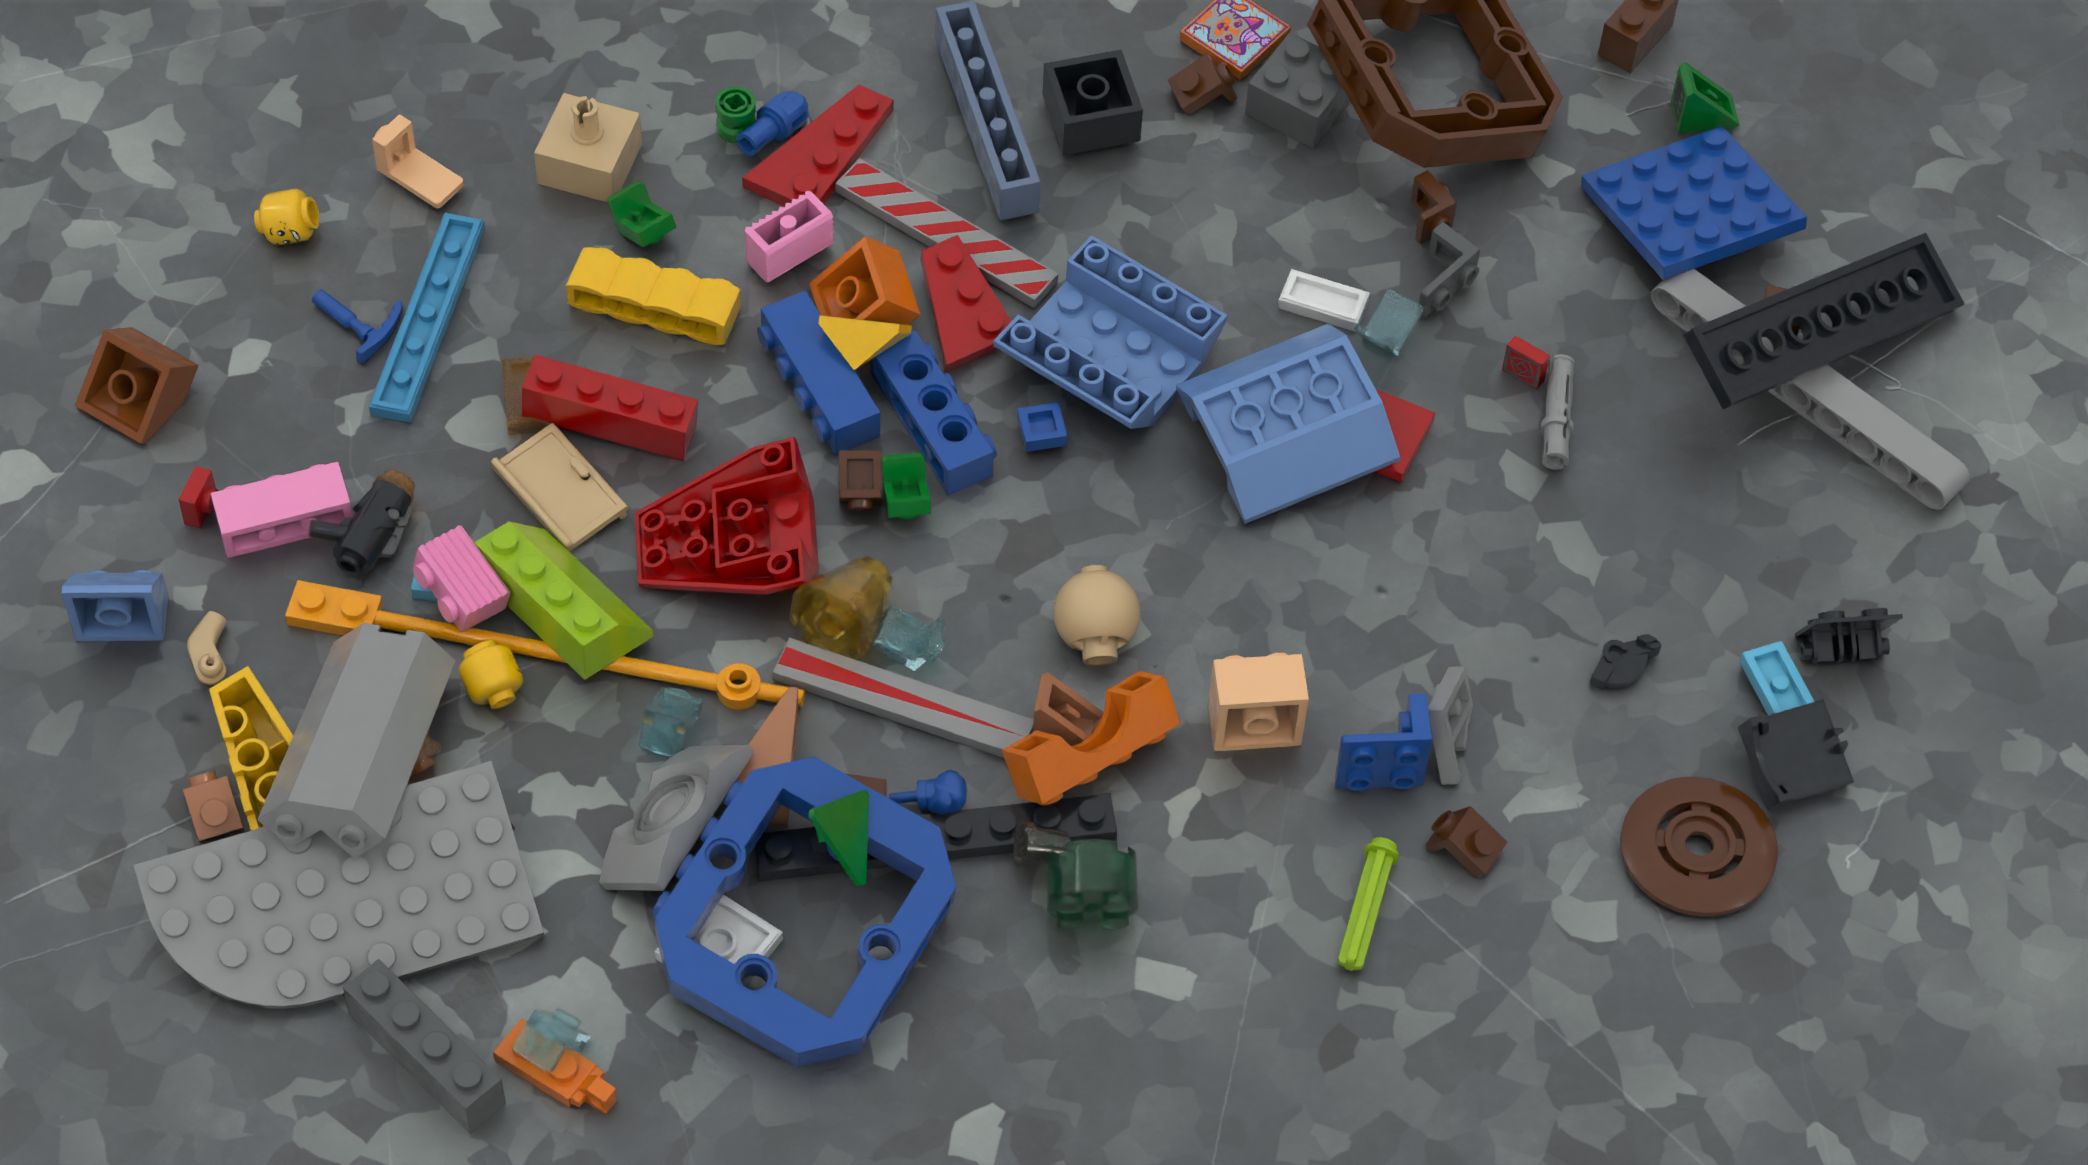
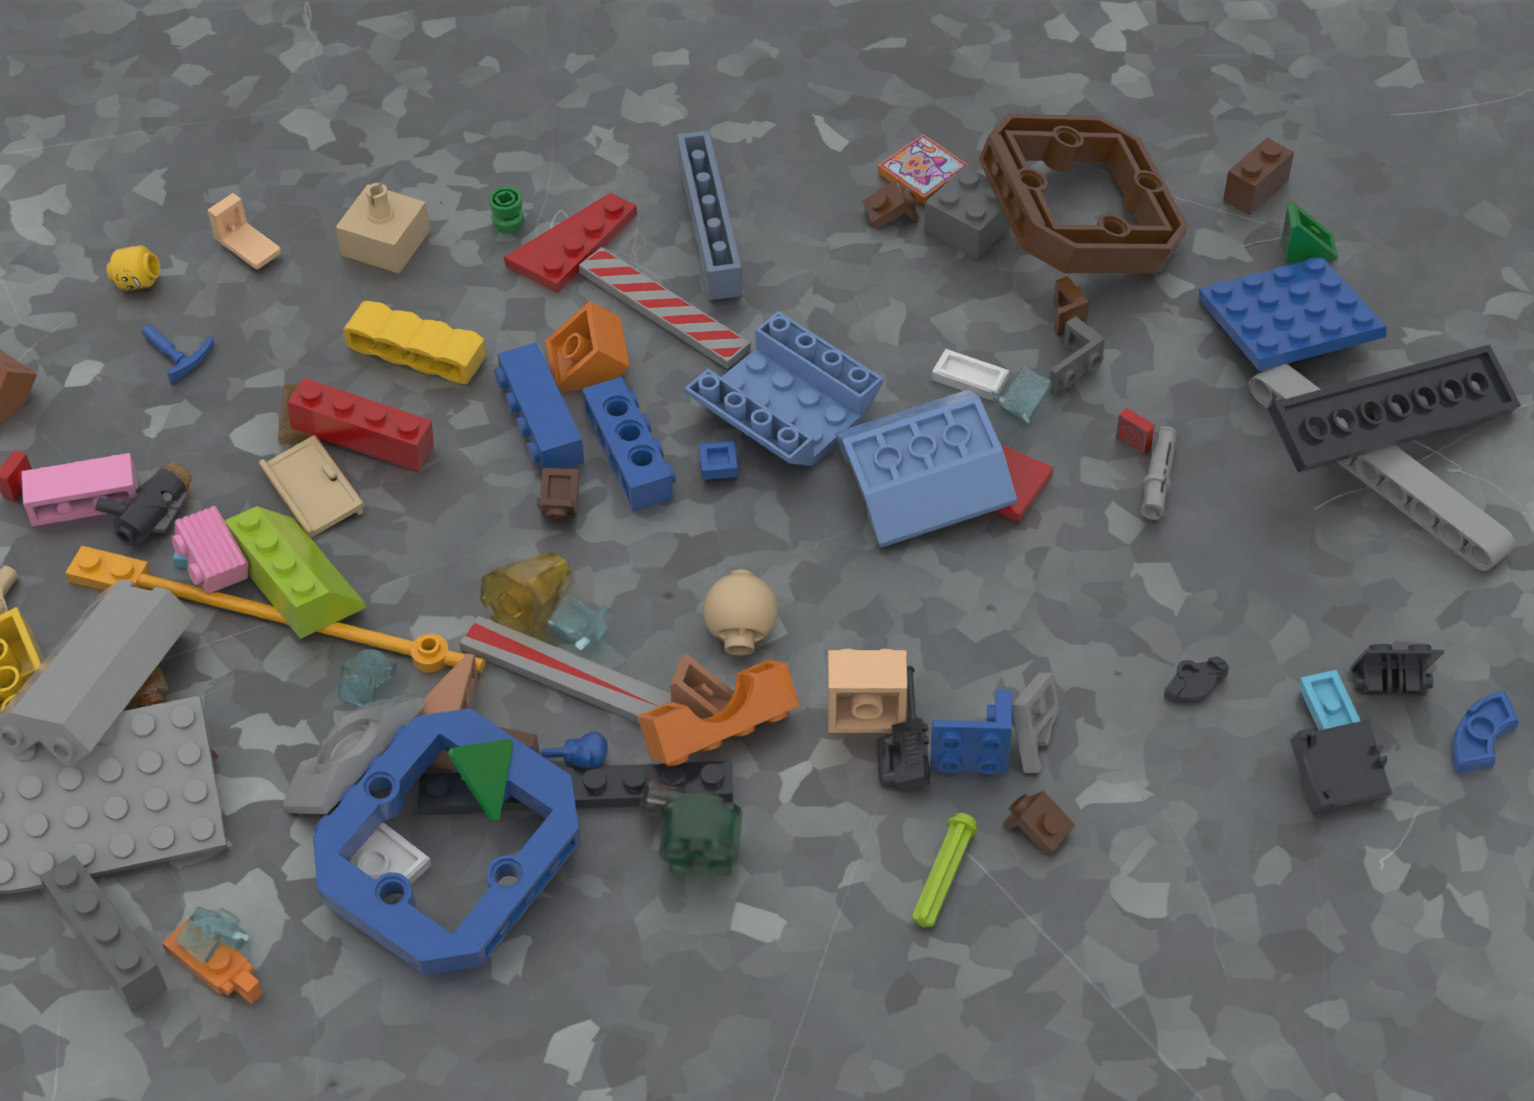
camera: 10 degrees right, 5 degrees down
(427, 318) = (230, 351): dark azure tile -> none
(490, 674) = (222, 629): yellow head -> none
(639, 217) = (414, 281): green bracket -> none
(733, 527) = (447, 525): red wedge -> none
(774, 122) = (537, 217): blue arm -> none
(788, 236) = (531, 301): bright pink brick -> none
(862, 339) = (575, 380): yellow slope -> none
(905, 485) = (595, 499): green bracket -> none
(962, 303) = (666, 361): red wing -> none
(1092, 102) = (796, 212): black brick -> none
(1313, 755) = (912, 741): none -> black piece
(1679, 878) = (1225, 866): reddish brown piece -> none
(1943, 701) = (1479, 730): none -> blue tile

